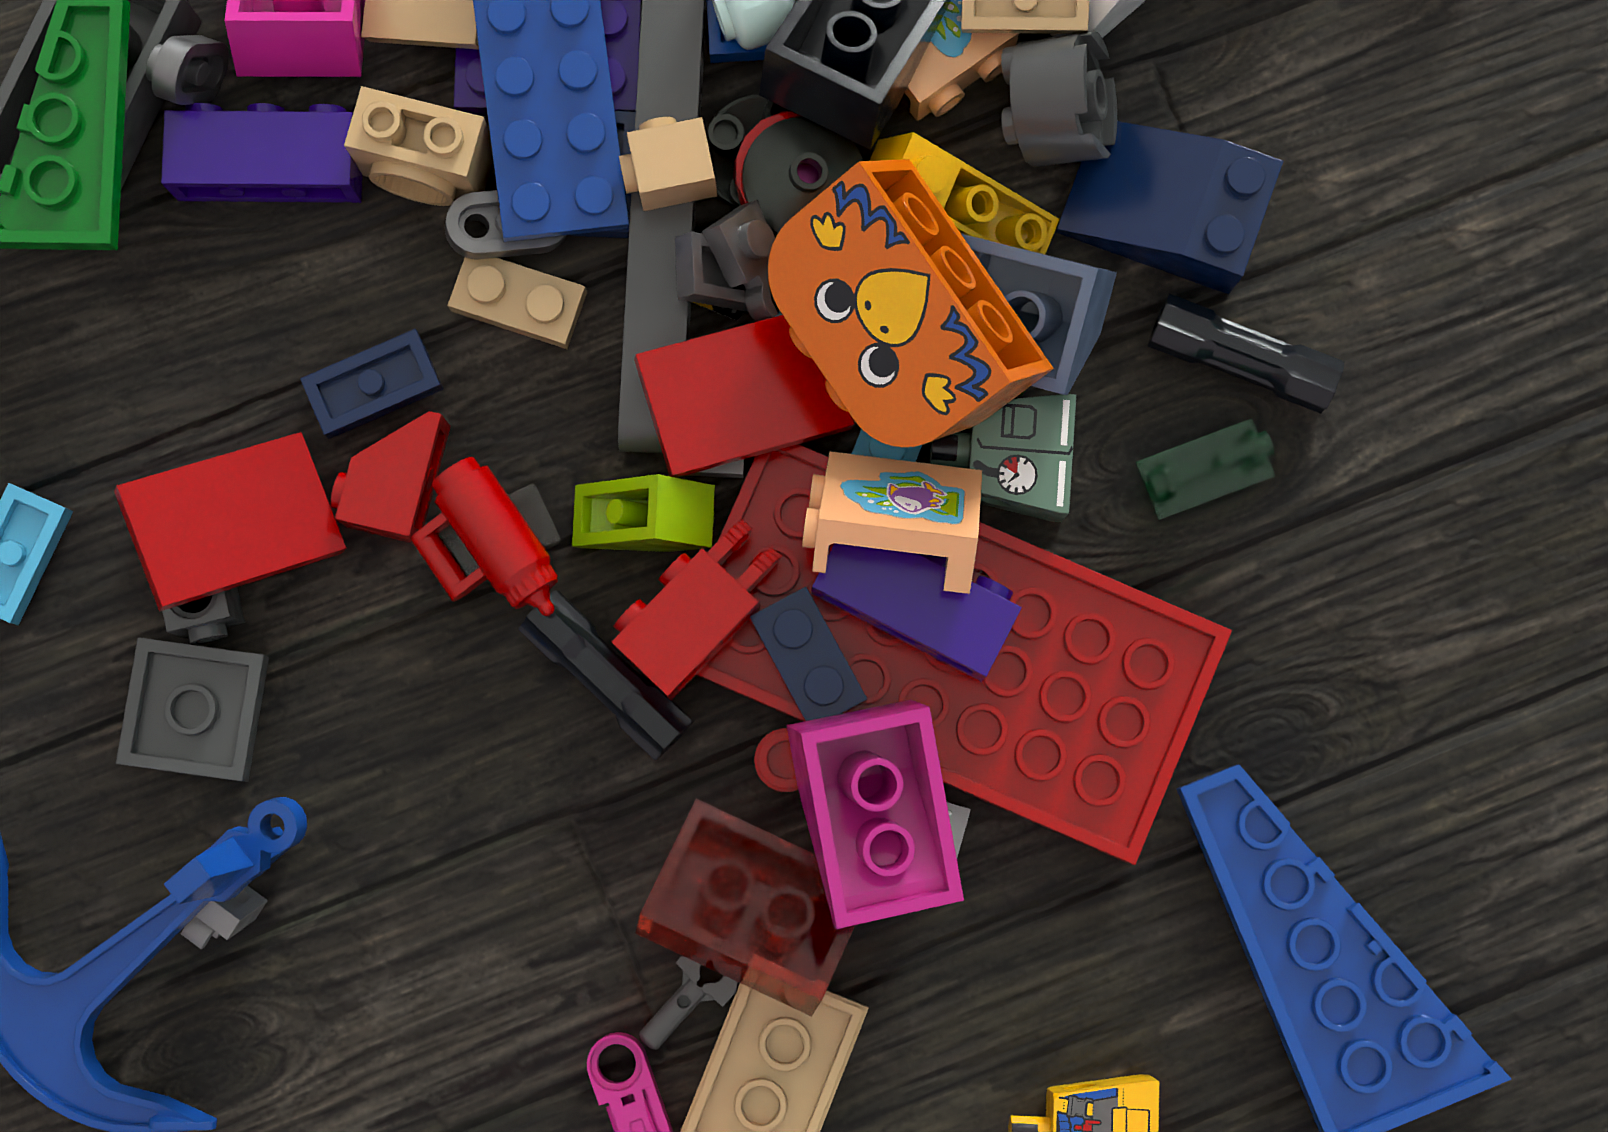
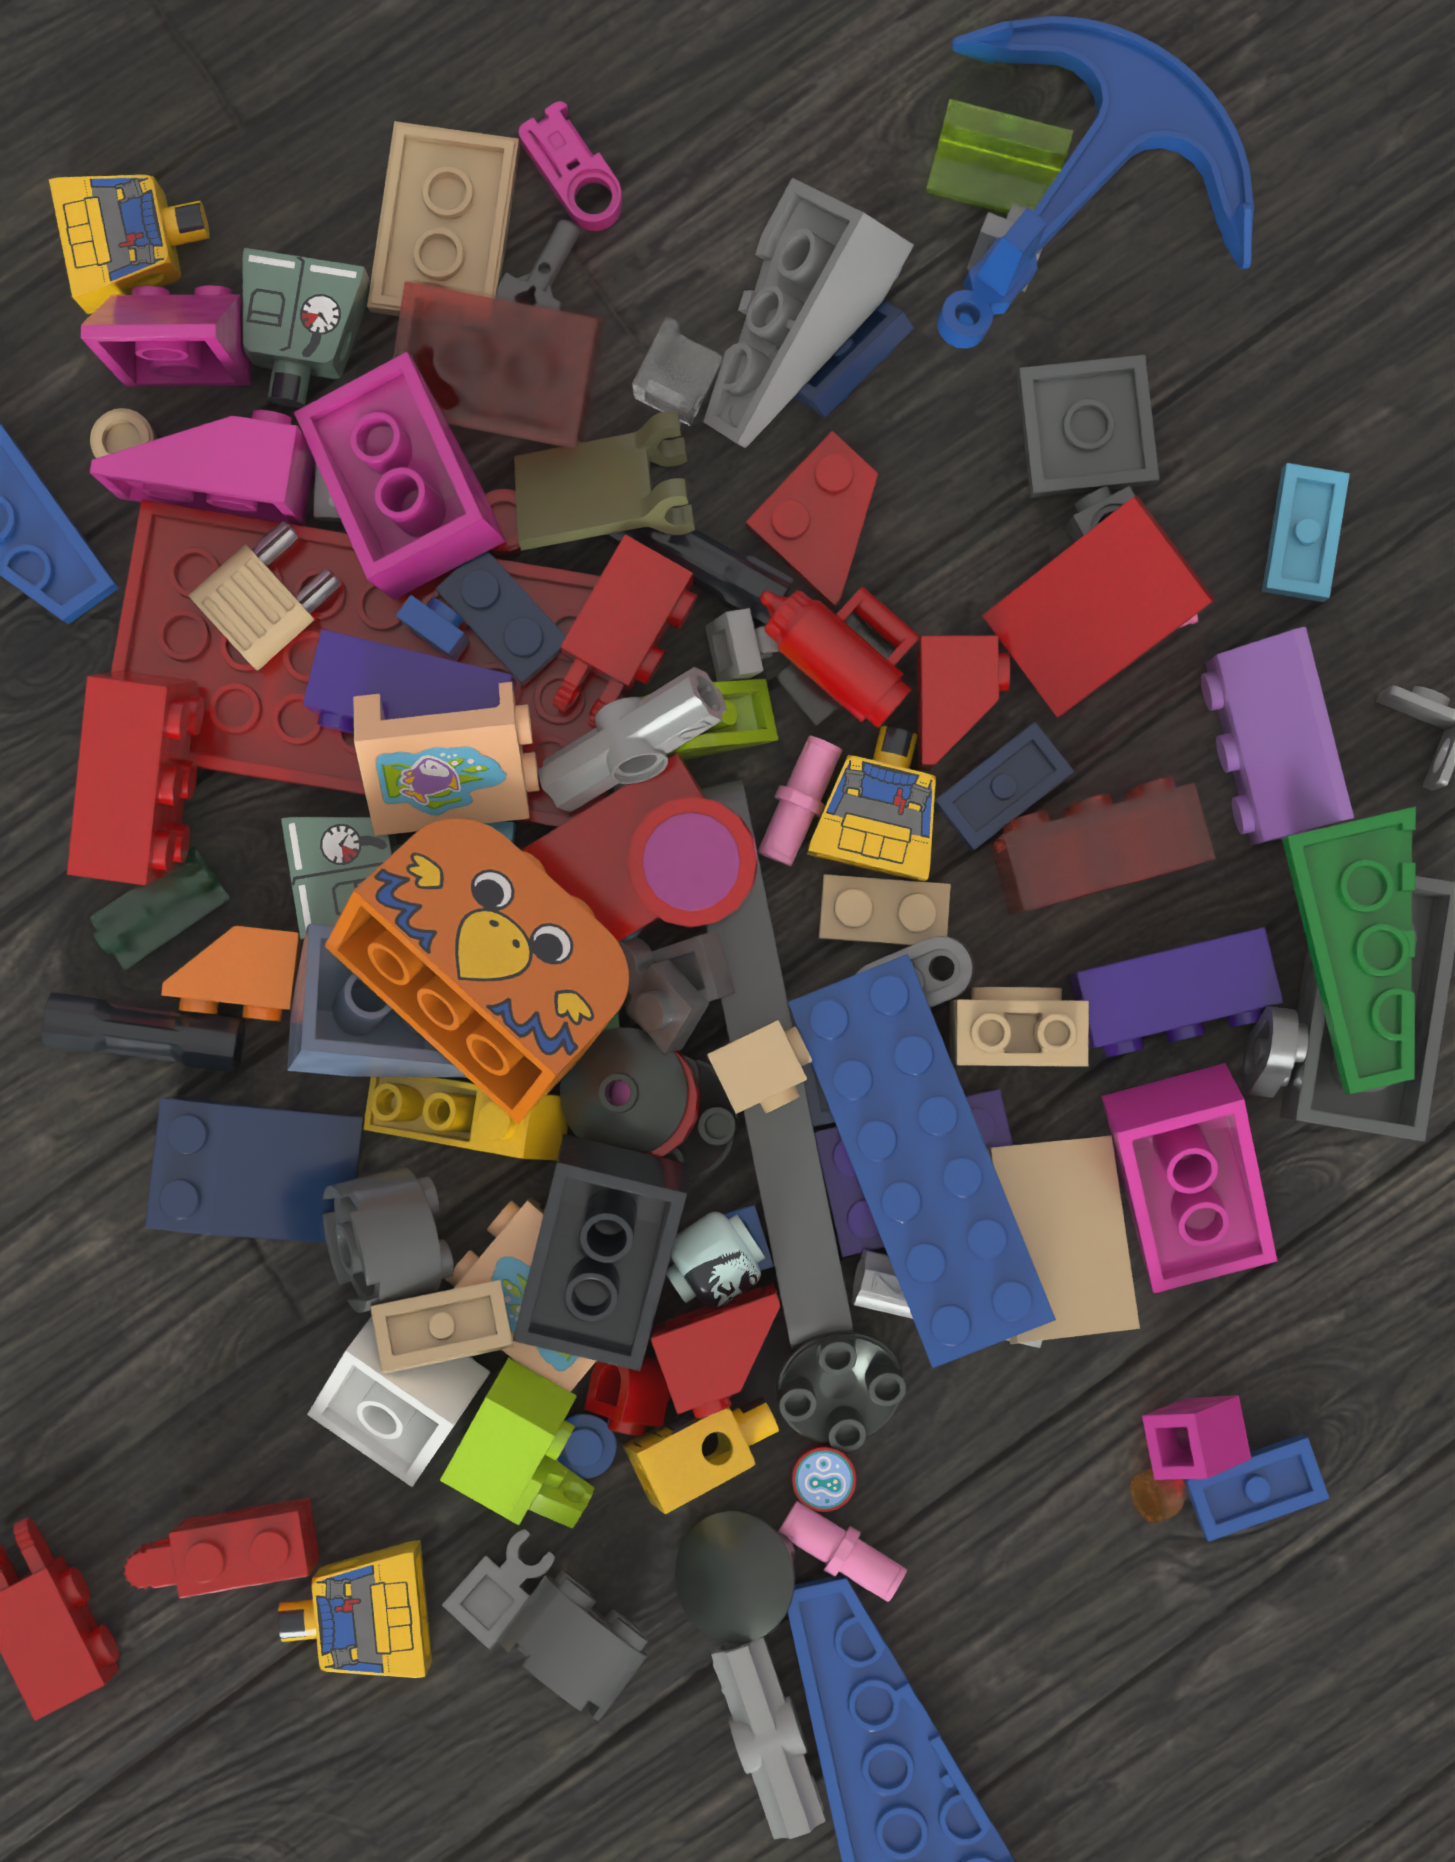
camera: 165 degrees right, 5 degrees up
(96, 356) = (1276, 738): none -> medium lavender slope
(206, 999) = (996, 158): none -> clear neon green panel
(292, 291) = (1101, 845): none -> clear red brick
(407, 839) = (855, 359): none -> dark blue plate
(426, 907) = (816, 287): none -> light grey wedge
(477, 689) = (819, 516): none -> red wing
(496, 385) = (880, 812): none -> torso
(569, 418) = (800, 801): none -> bright pink pin
(578, 862) = (676, 373): none -> clear panel
(589, 576) = (738, 646): none -> light grey tile
(680, 758) = (603, 487): none -> olive flag
(683, 366) = (692, 861): none -> tile
(710, 493) = (632, 740): none -> light grey piece
(875, 660) = (435, 625): none -> blue plate
(938, 1008) = (300, 319): none -> sand green torso
(1036, 864) = (223, 466): none -> dark pink slope
(1047, 727) = (254, 605): none -> tan piece
(1067, 1020) = (171, 338): none -> dark pink slope
(1136, 386) = (241, 968): none -> orange slope
(1140, 933) = (119, 431): none -> tan tile
(1200, 578) = (134, 776): none -> red brick

